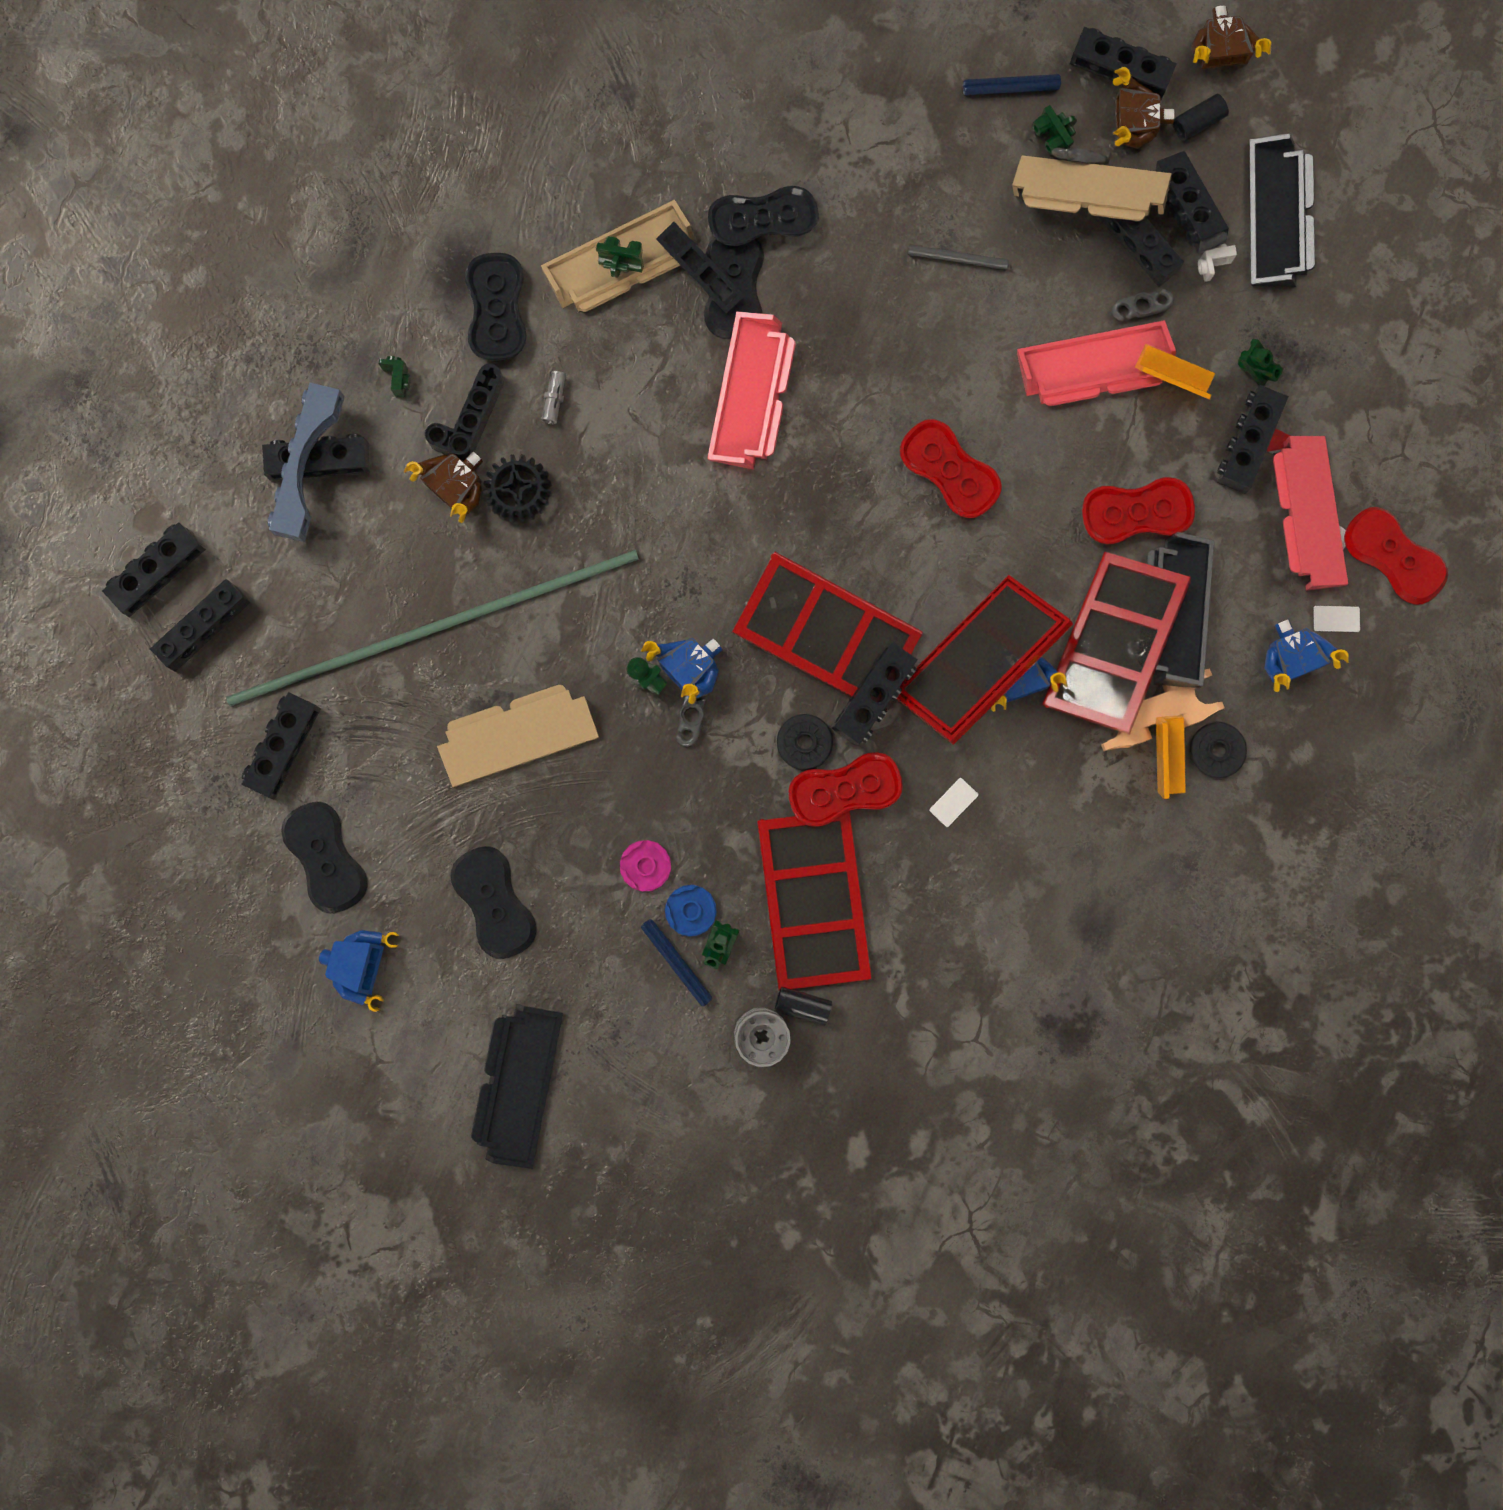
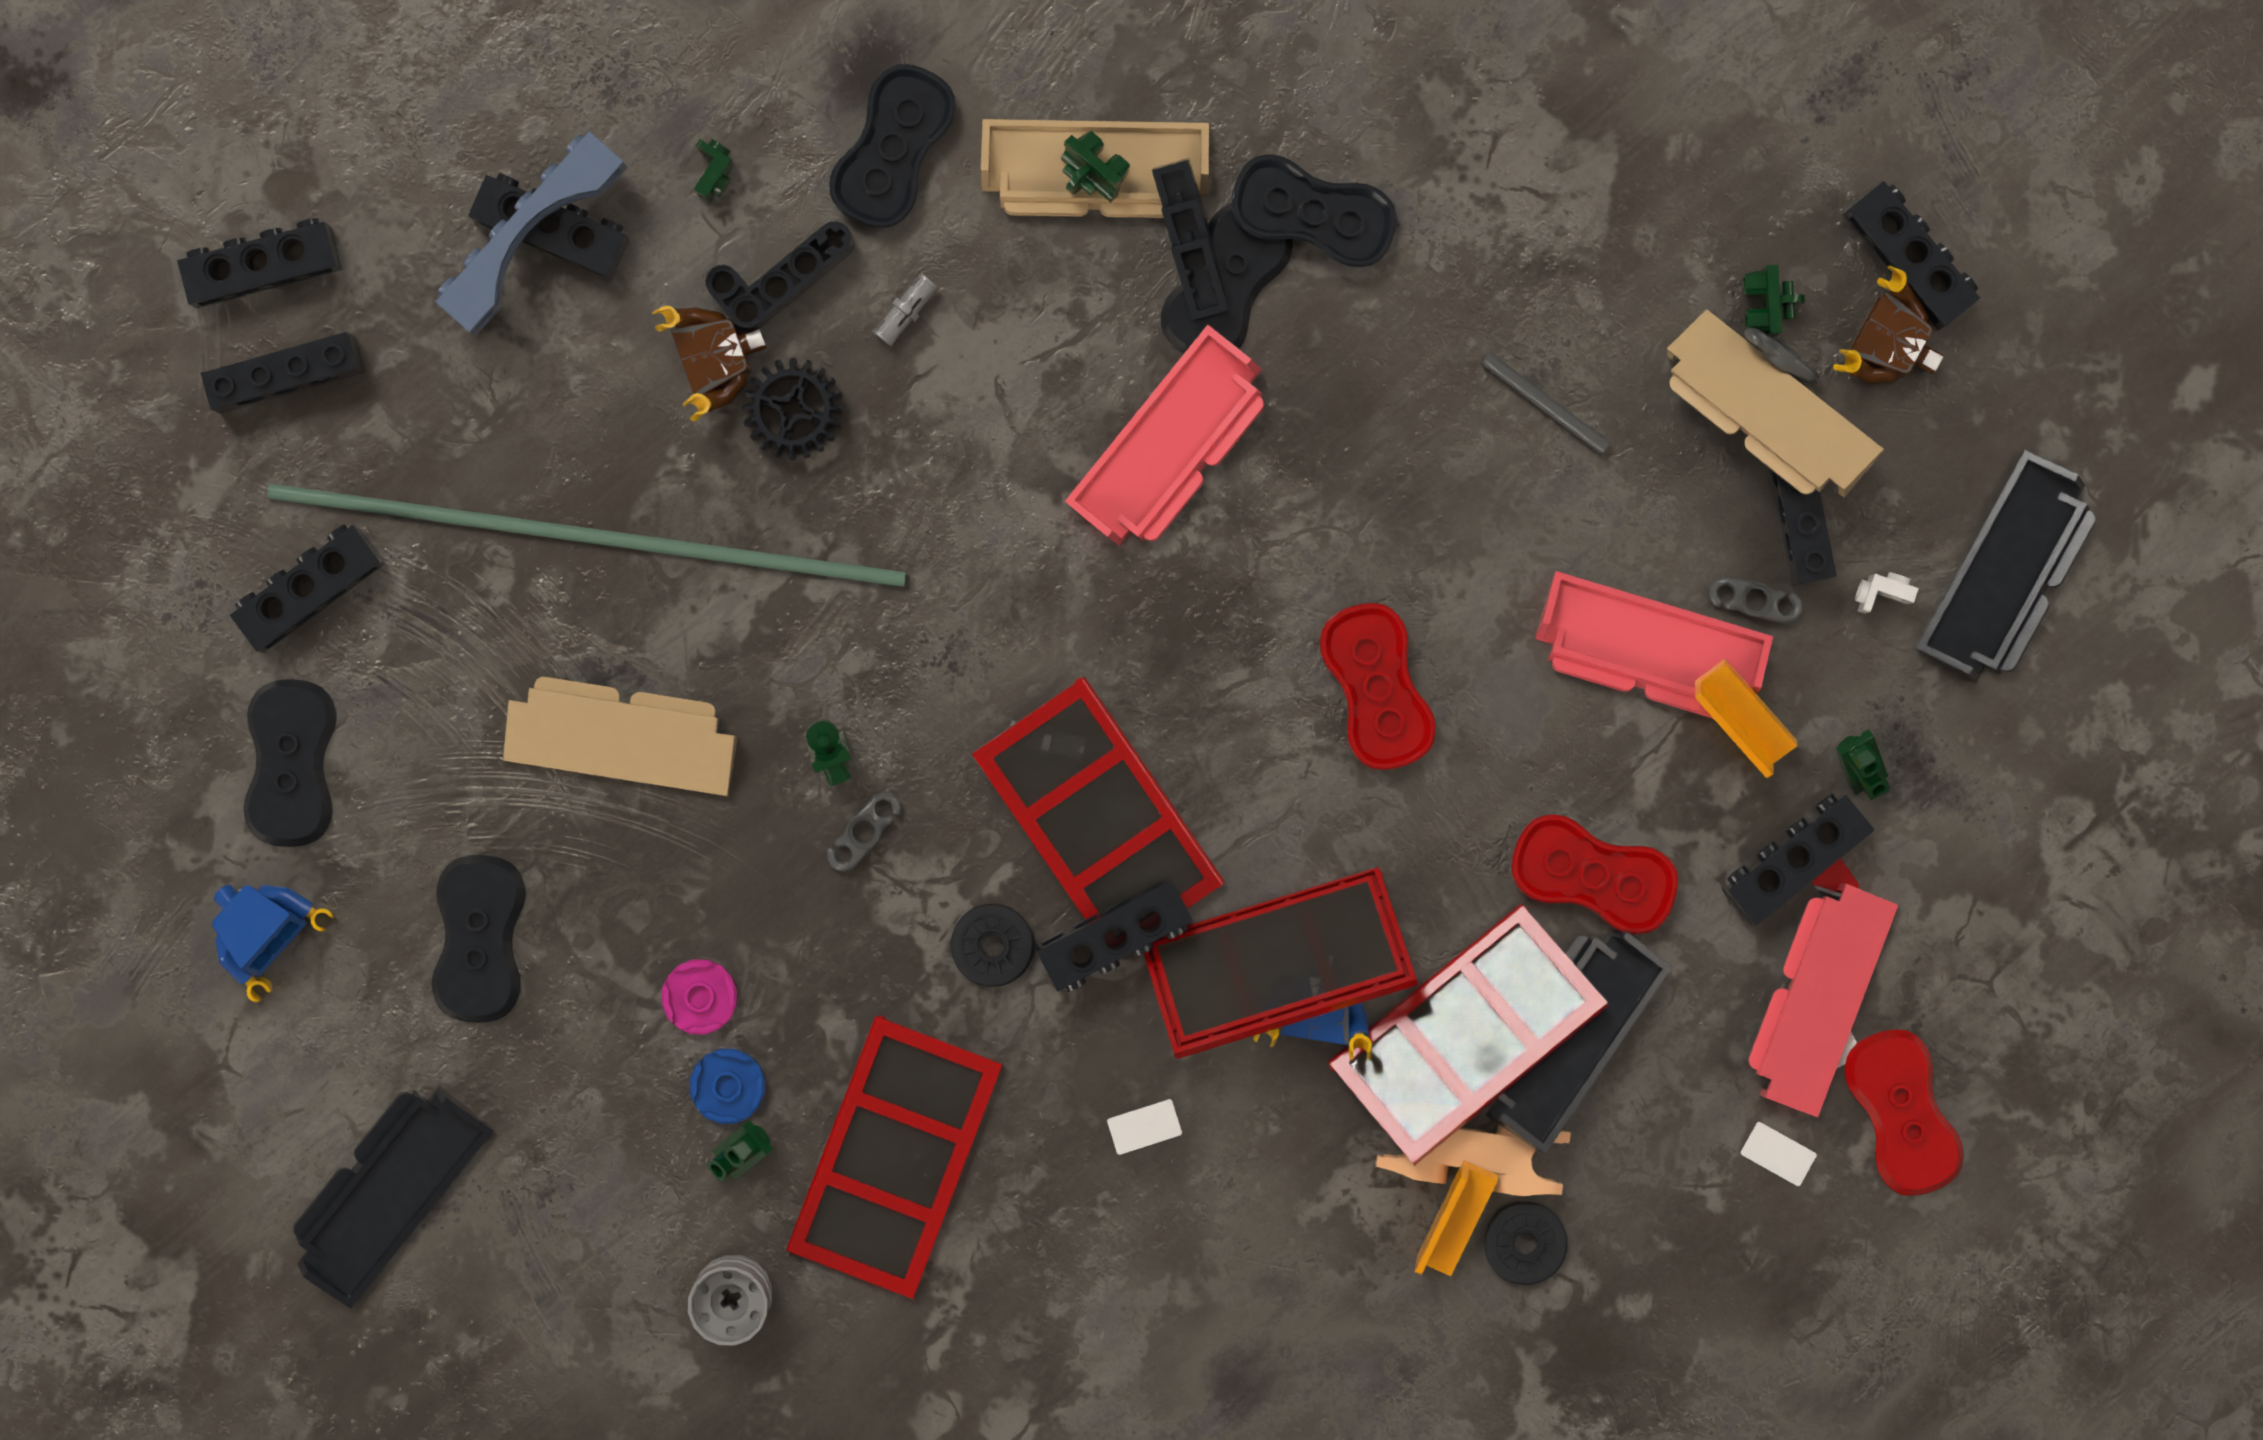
camera: 25 degrees right, 5 degrees up
(676, 962) = (673, 1143): dark blue axle -> none
(687, 665) = (891, 766): blue torso -> none
(803, 1006) = (805, 1287): black pin -> none
(865, 783) = (980, 1030): red plate -> none
(1011, 84) = (1747, 203): dark blue axle -> none
(1200, 117) = (1974, 385): black pin -> none
(1201, 207) = (1892, 557): black brick -> none
(1226, 41) = (2066, 299): reddish brown torso -> none
(1298, 654) = (1696, 1176): blue torso -> none

